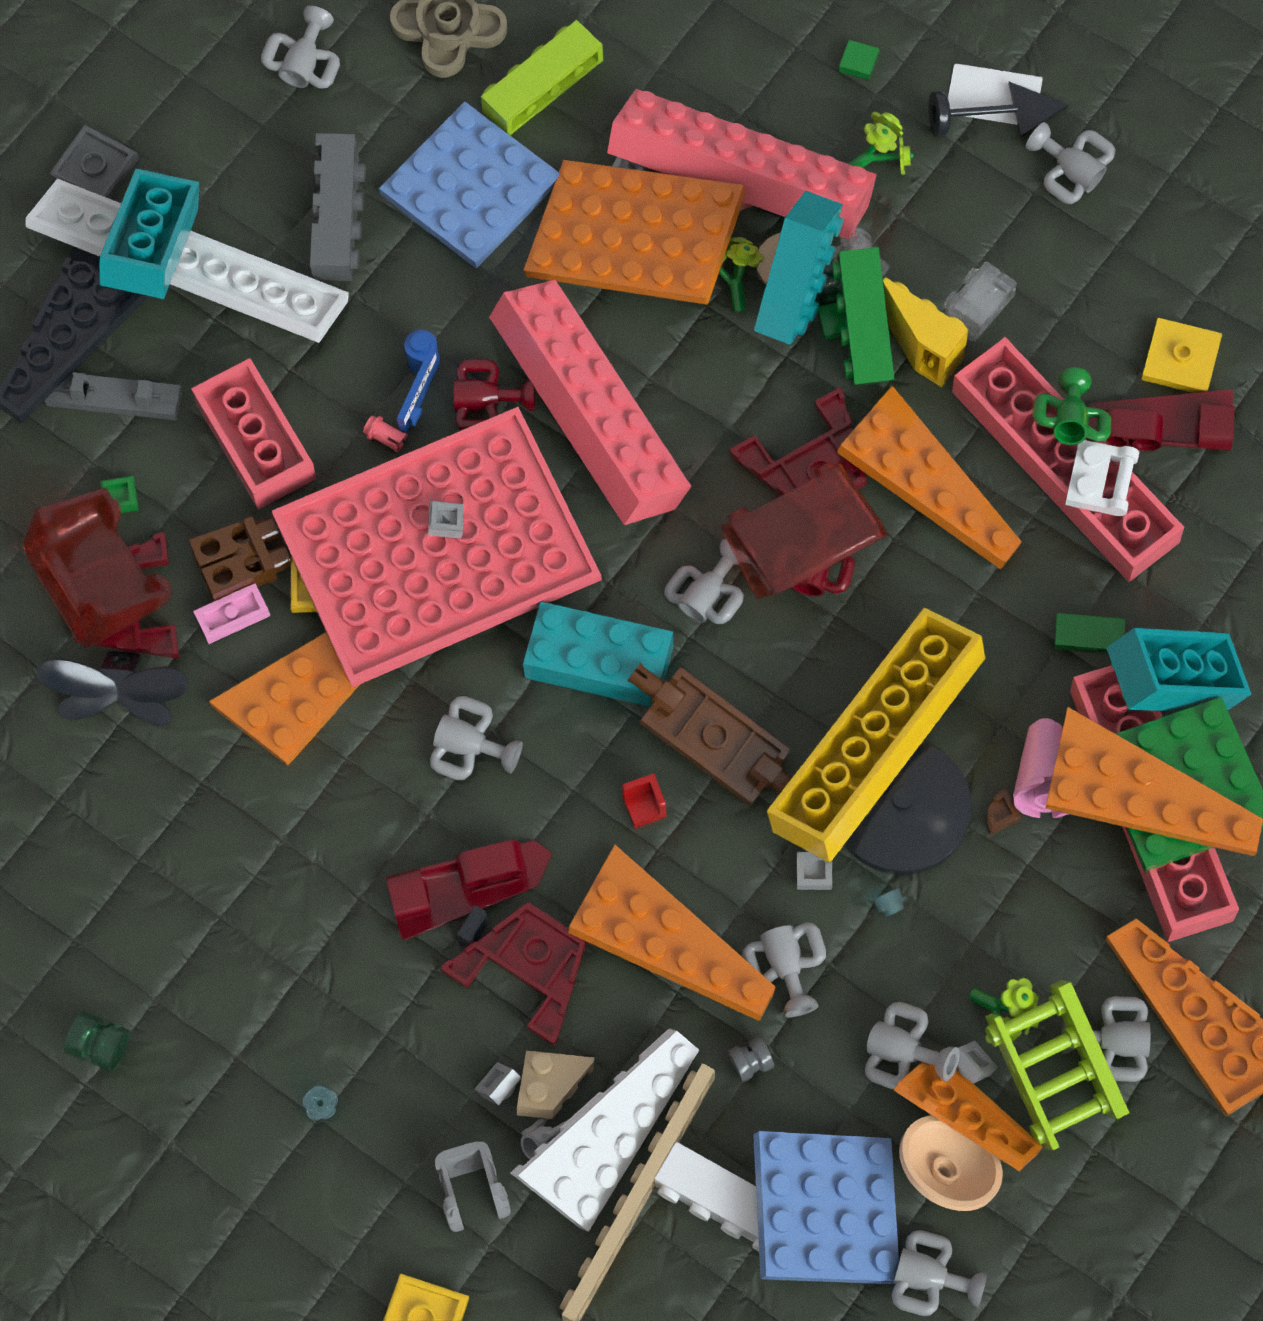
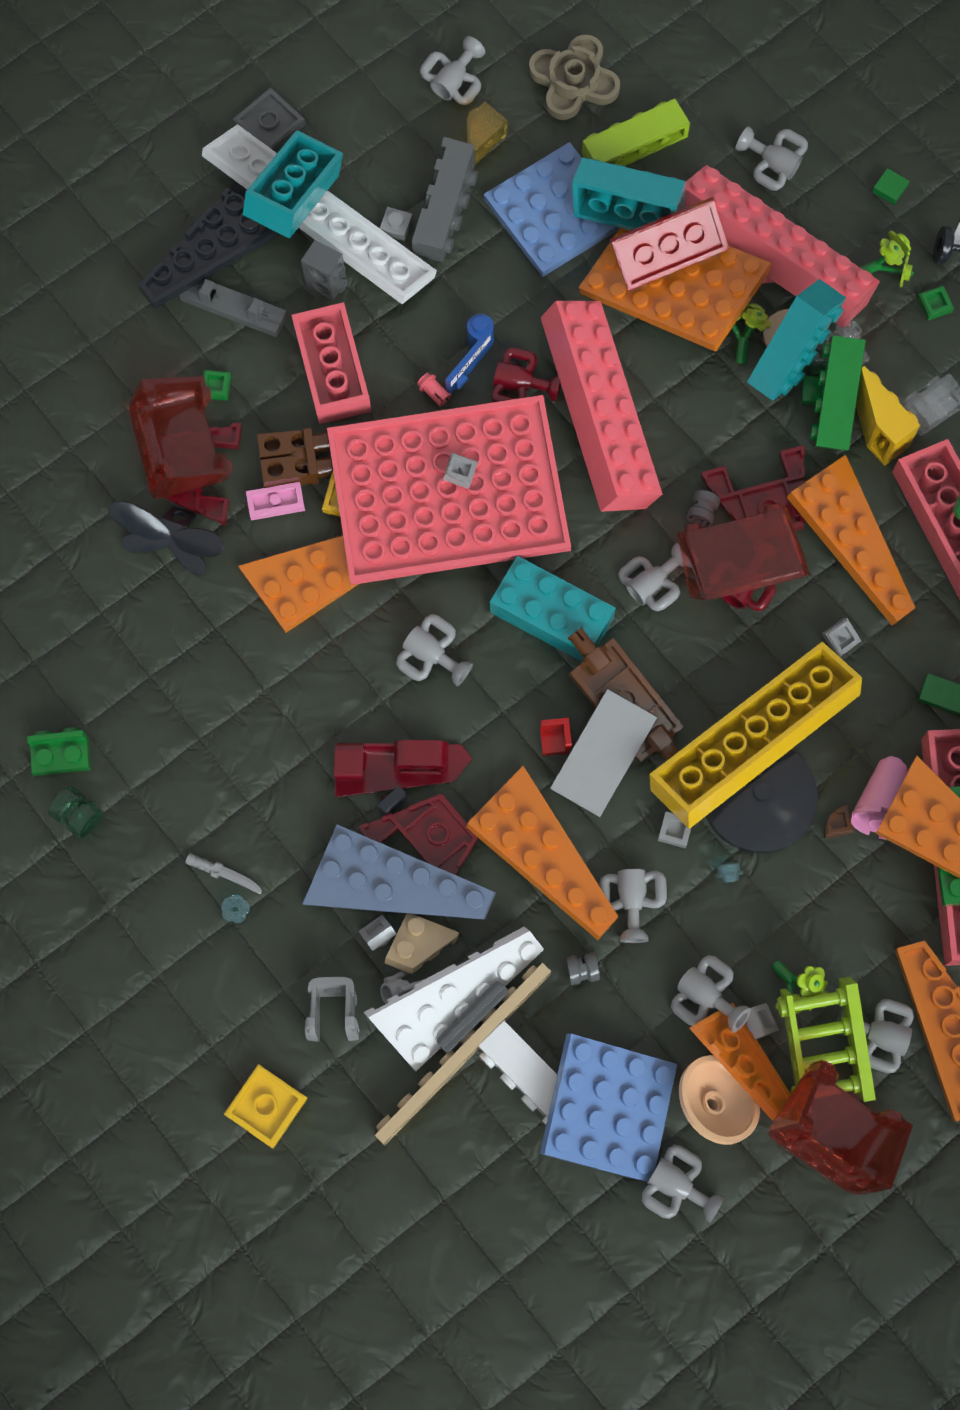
camera: 15 degrees right, 5 degrees up
(55, 976) = (59, 751): none -> green bracket
(215, 326) = (324, 270): none -> dark grey brick
(283, 248) = (396, 223): none -> light grey plate
(286, 1064) = (217, 869): none -> light grey piece
(359, 111) = (485, 129): none -> clear yellow slope
(483, 1019) = (379, 878): none -> sand blue wing
(556, 151) = (624, 195): none -> teal brick
(619, 193) = (669, 243): none -> tile
(637, 1147) = (472, 1016): none -> dark grey axle
(705, 803) = (603, 752): none -> light grey tile
(714, 58) = (775, 156): none -> light grey piece
(743, 489) = (704, 505): none -> dark grey wheel
(945, 597) = (841, 637): none -> light grey tile
(948, 183) = (935, 303): none -> green tile
(1098, 1163) = (840, 1134): none -> clear red windscreen

